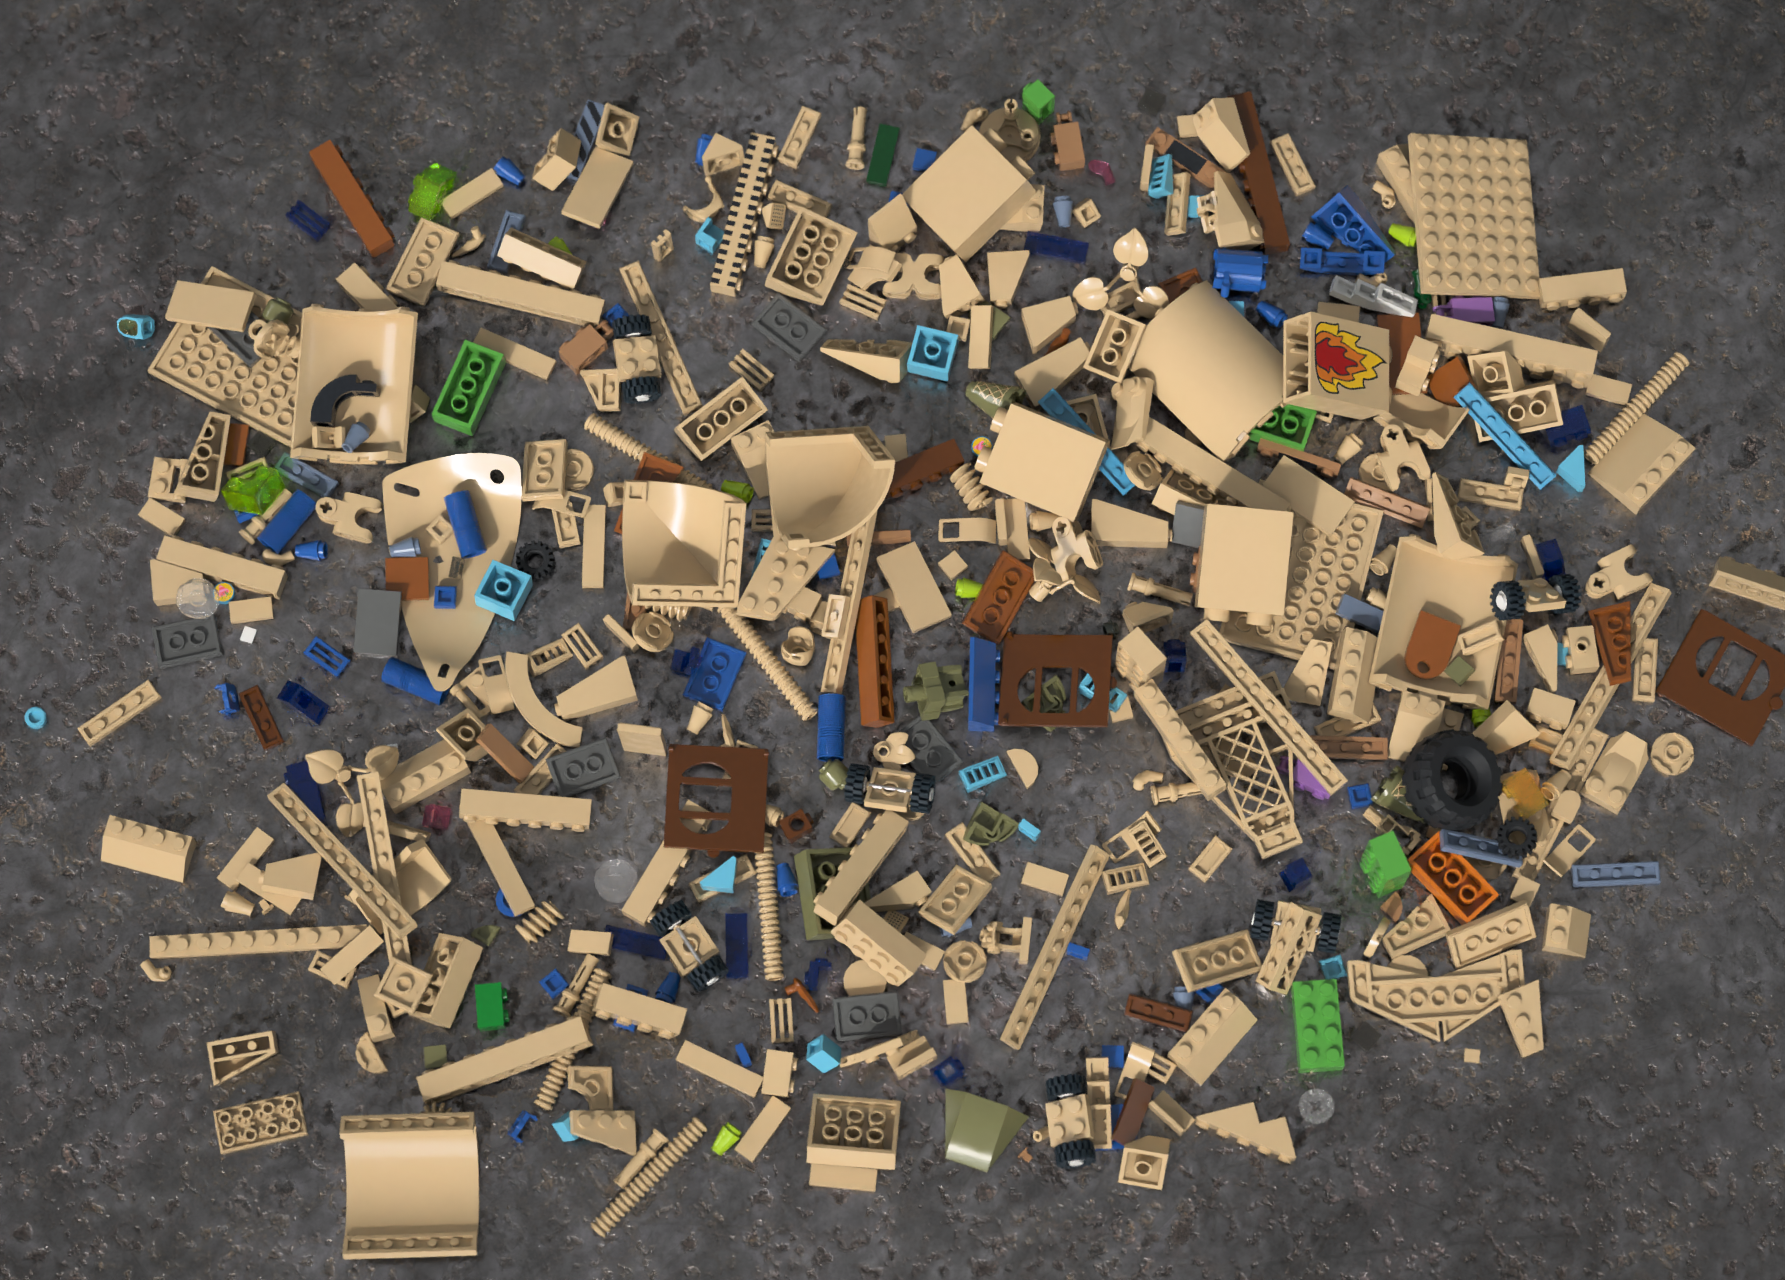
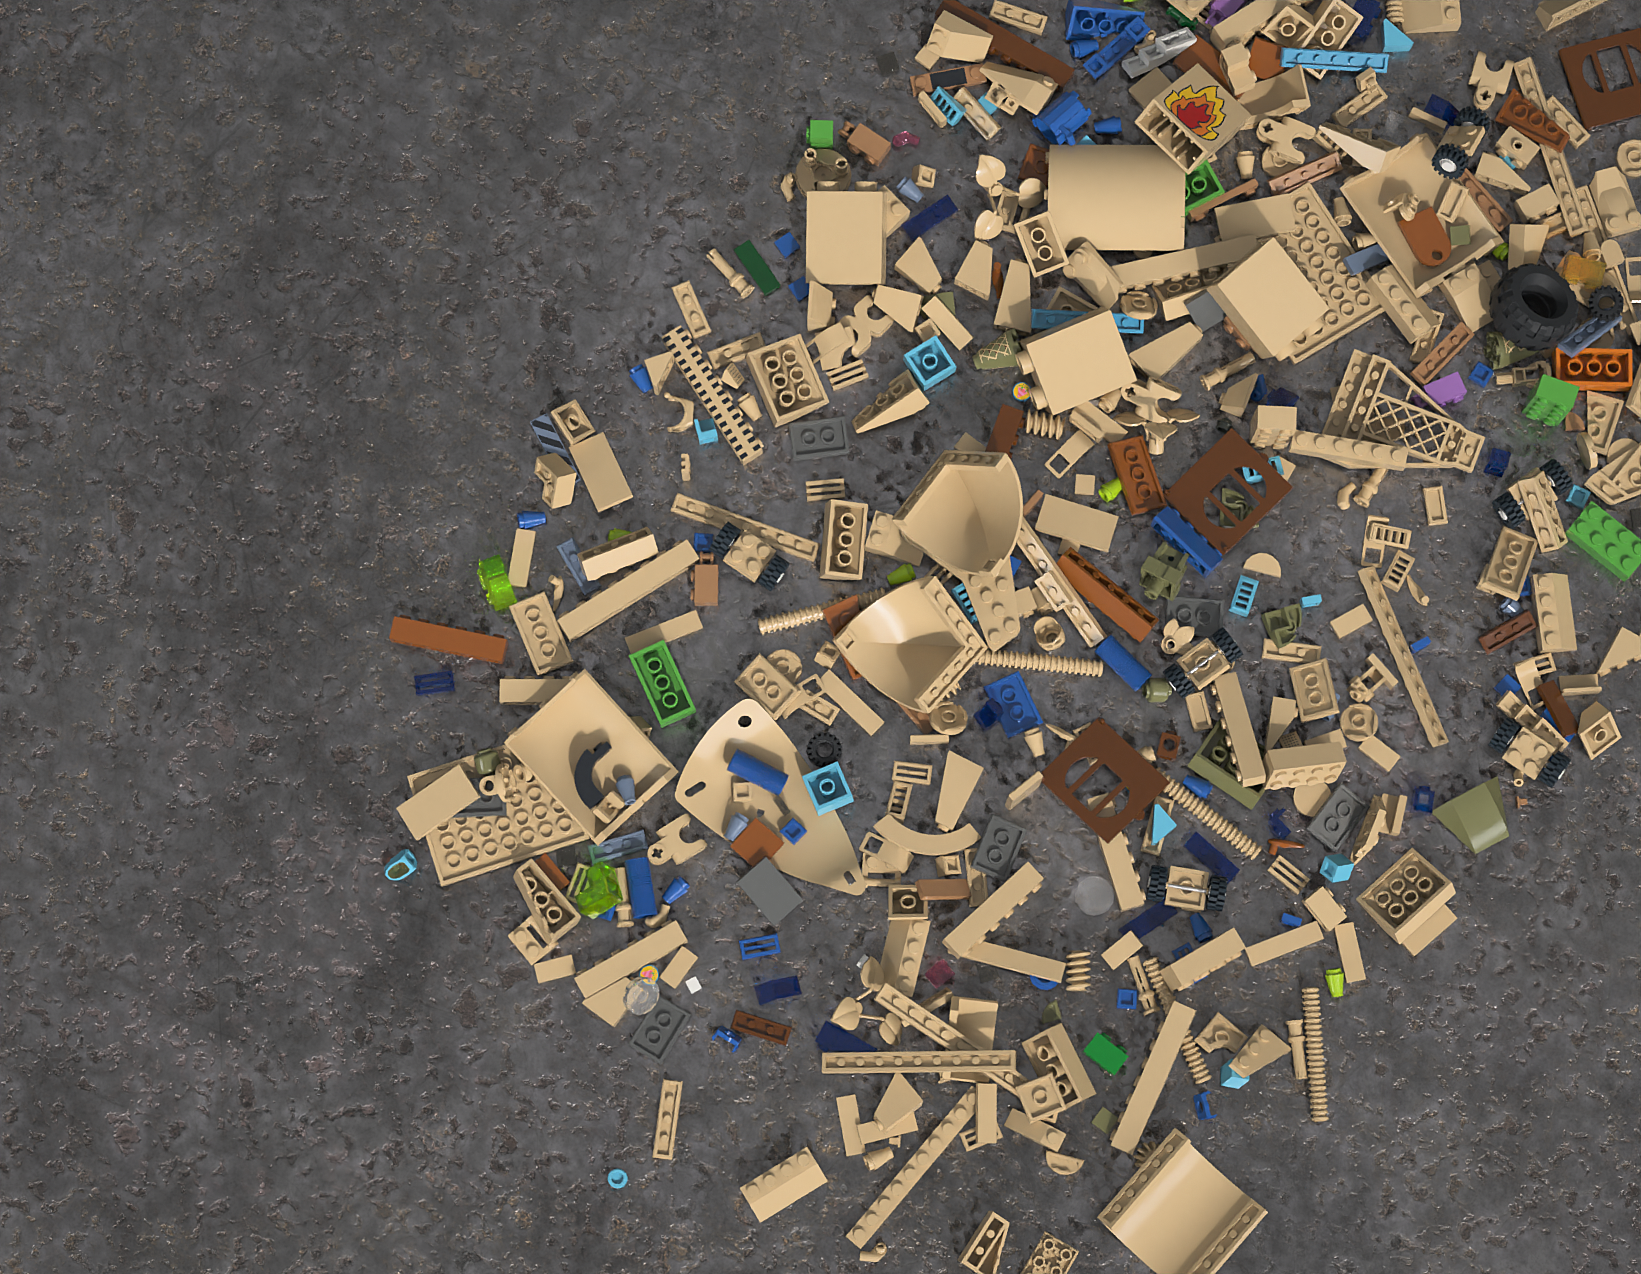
camera: 50 degrees left, 5 degrees up
(402, 674) = (840, 900): blue piece -> none
(604, 388) = (746, 595): tan wing -> none
(1170, 631) = (1260, 389): none -> blue arm
(1269, 707) = (1379, 374): tan plate -> none
(1309, 674) = (1374, 329): tan wing -> none
(1440, 602) = (1407, 205): none -> tan bracket

